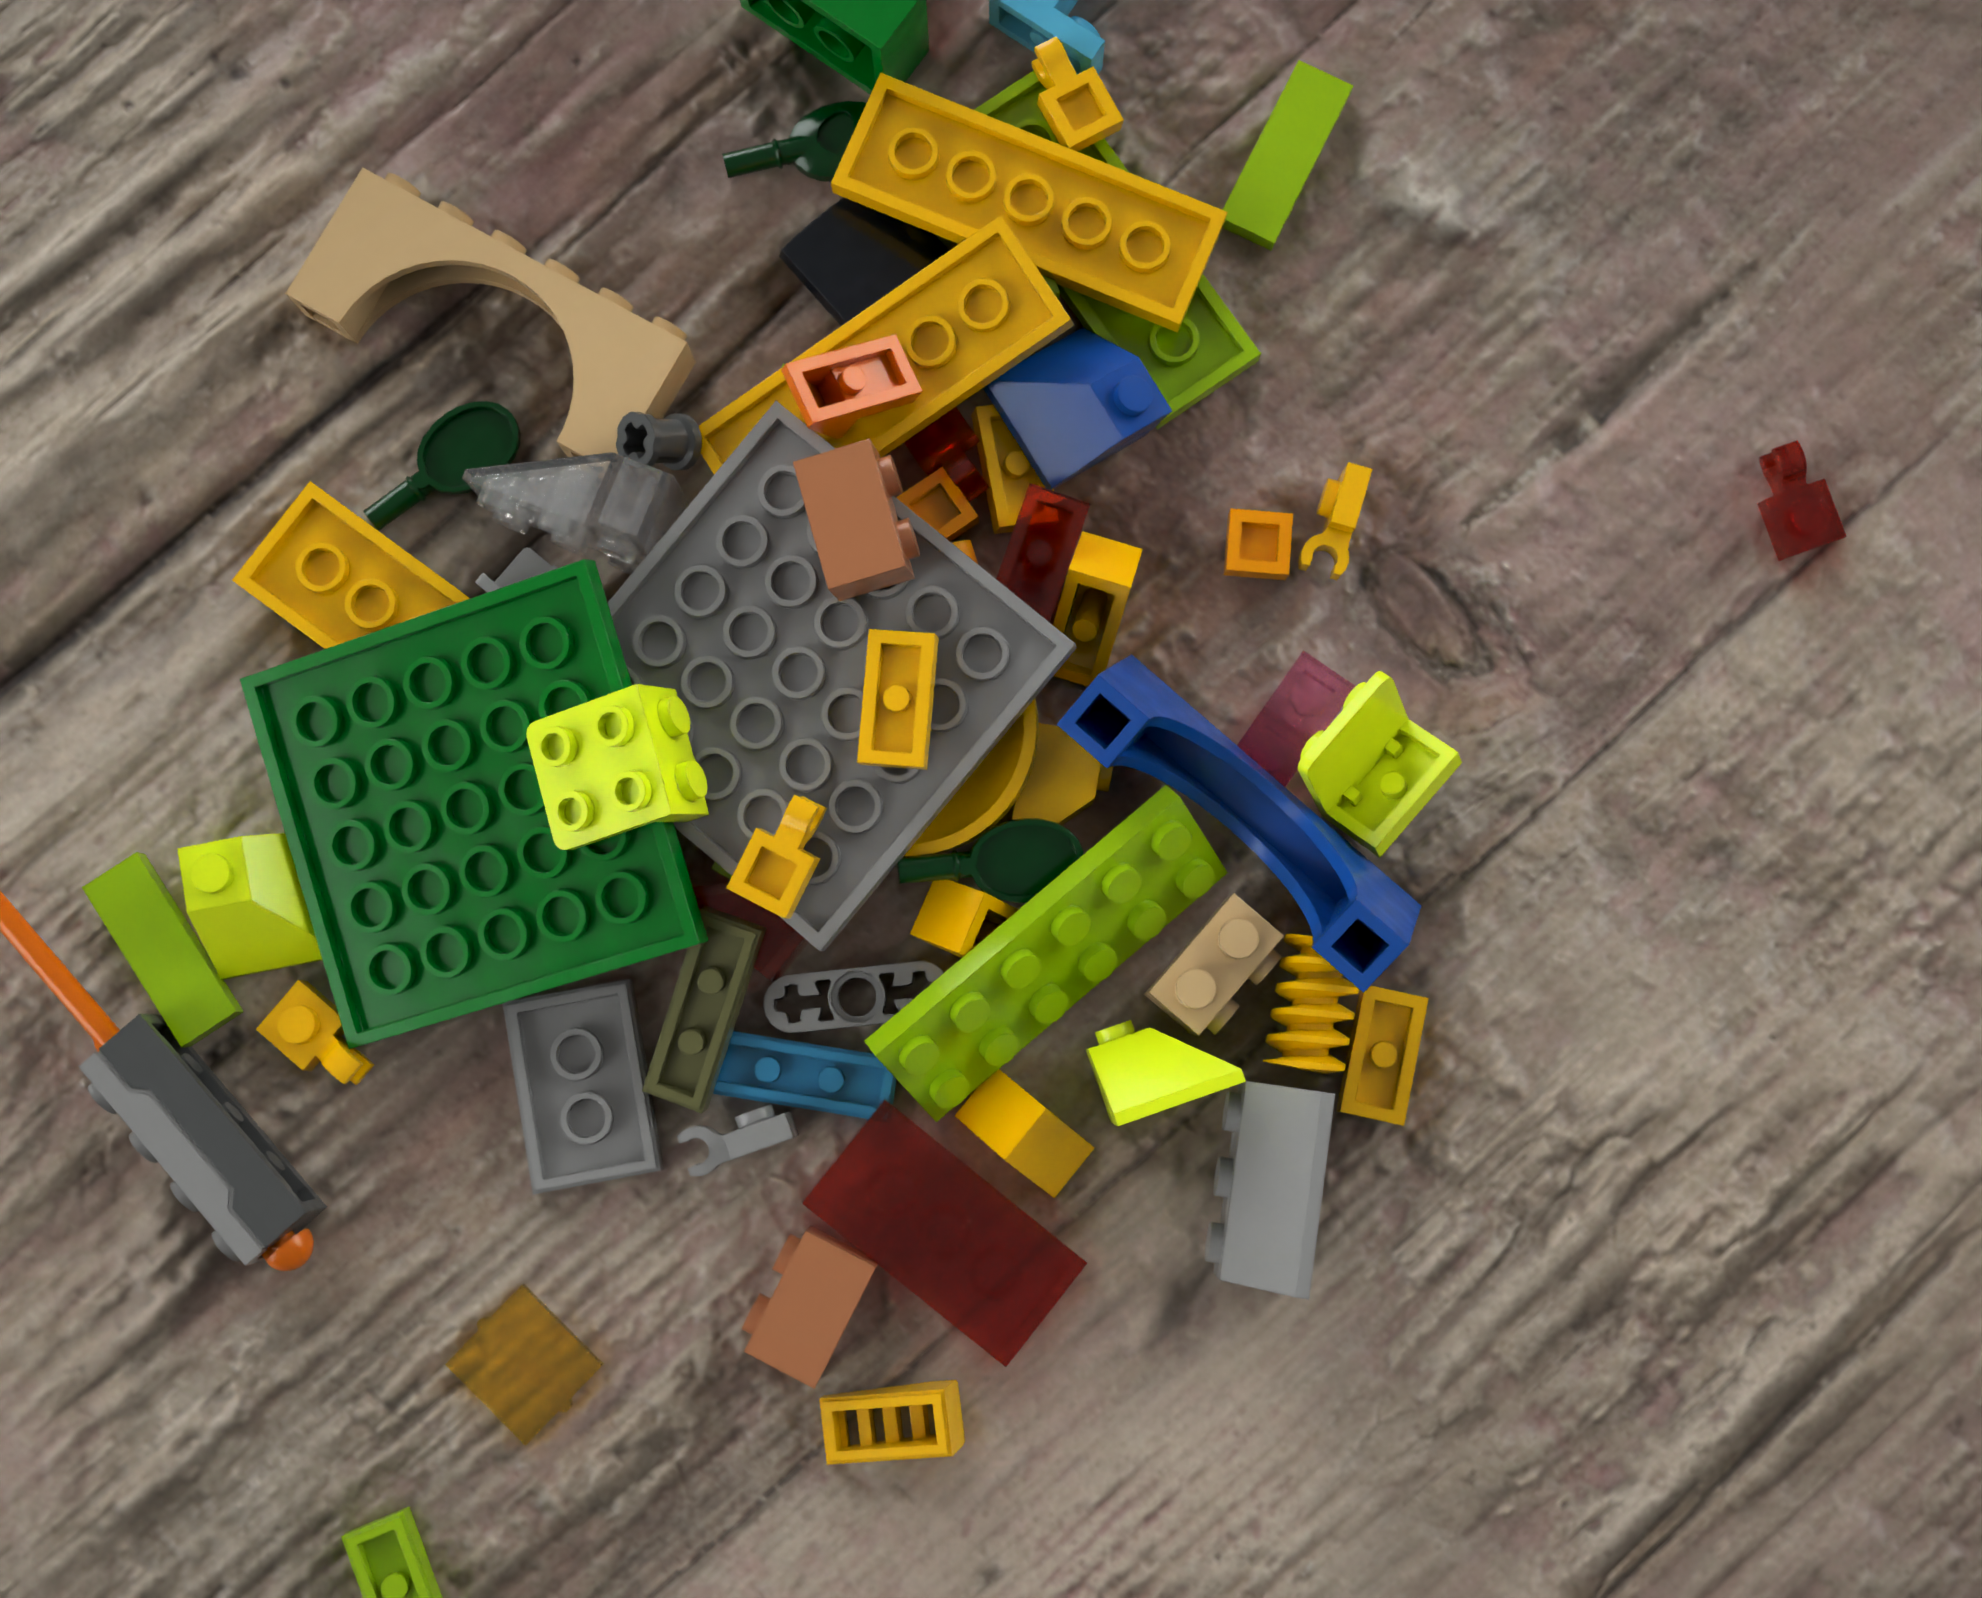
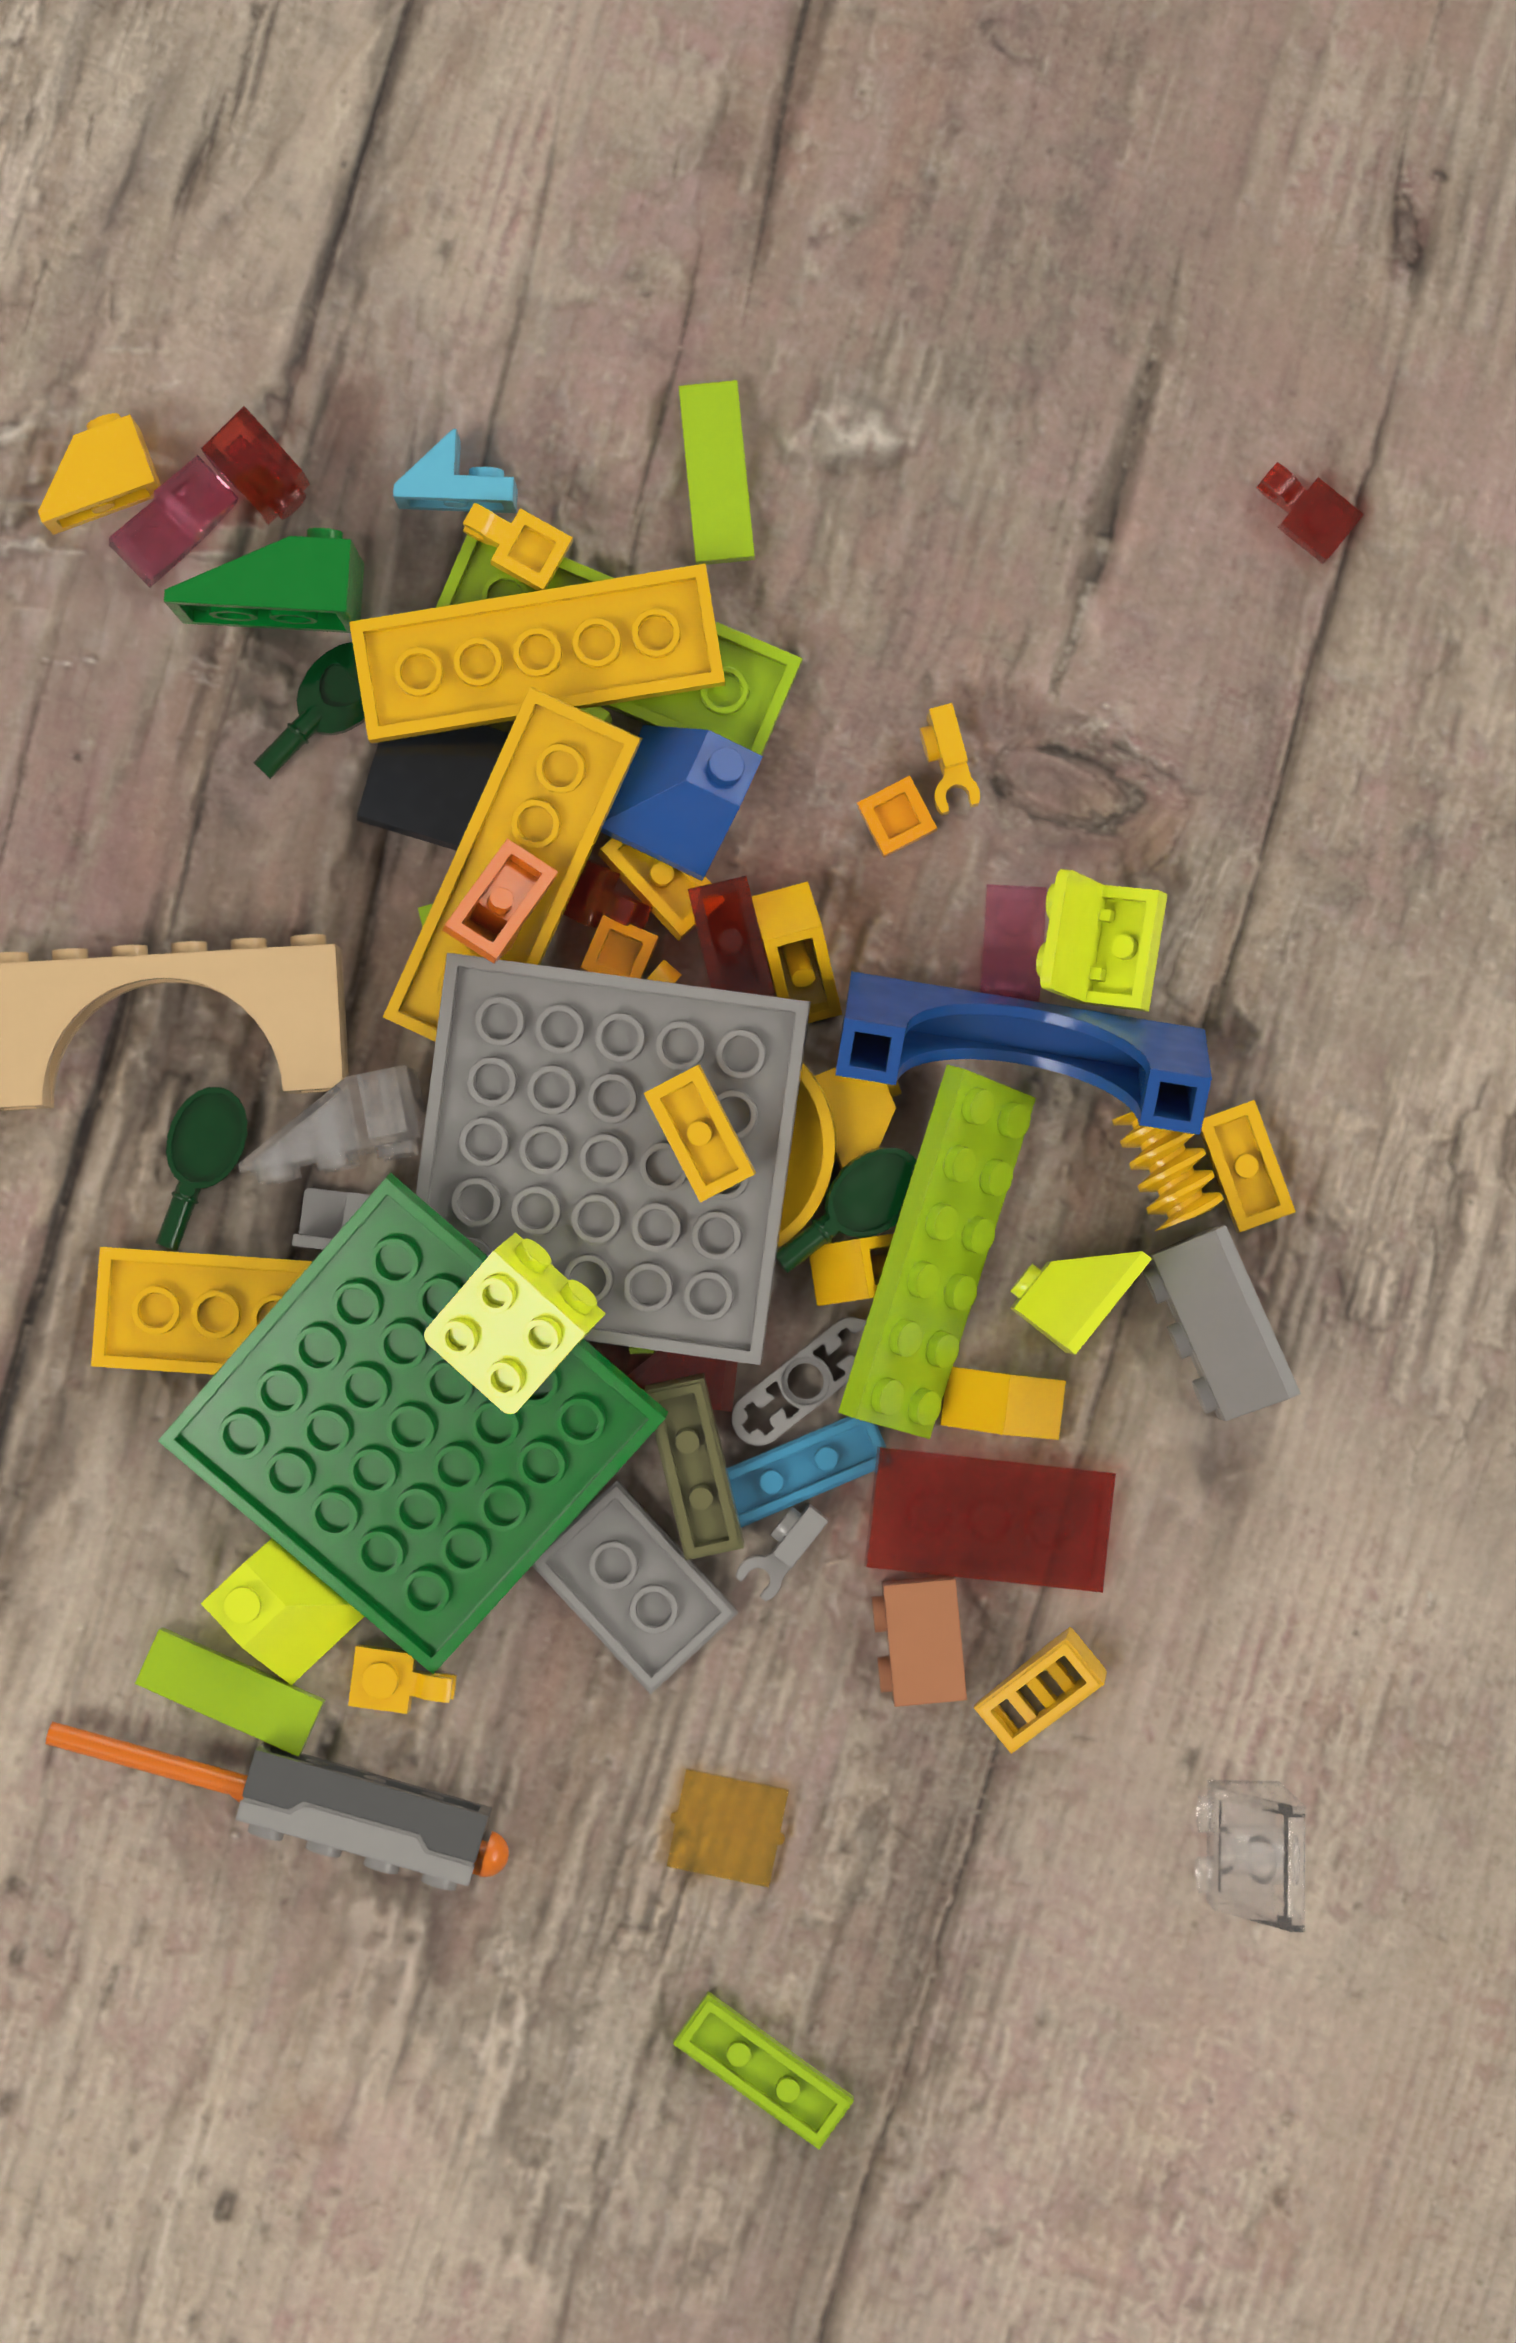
camera: 30 degrees left, 5 degrees up
(666, 441) = (359, 1046): dark grey bush -> none
(776, 866) = (688, 1321): yellow plate -> none
(856, 520) = (578, 1012): nougat brick -> none
(1214, 965) = (1071, 1180): tan brick -> none

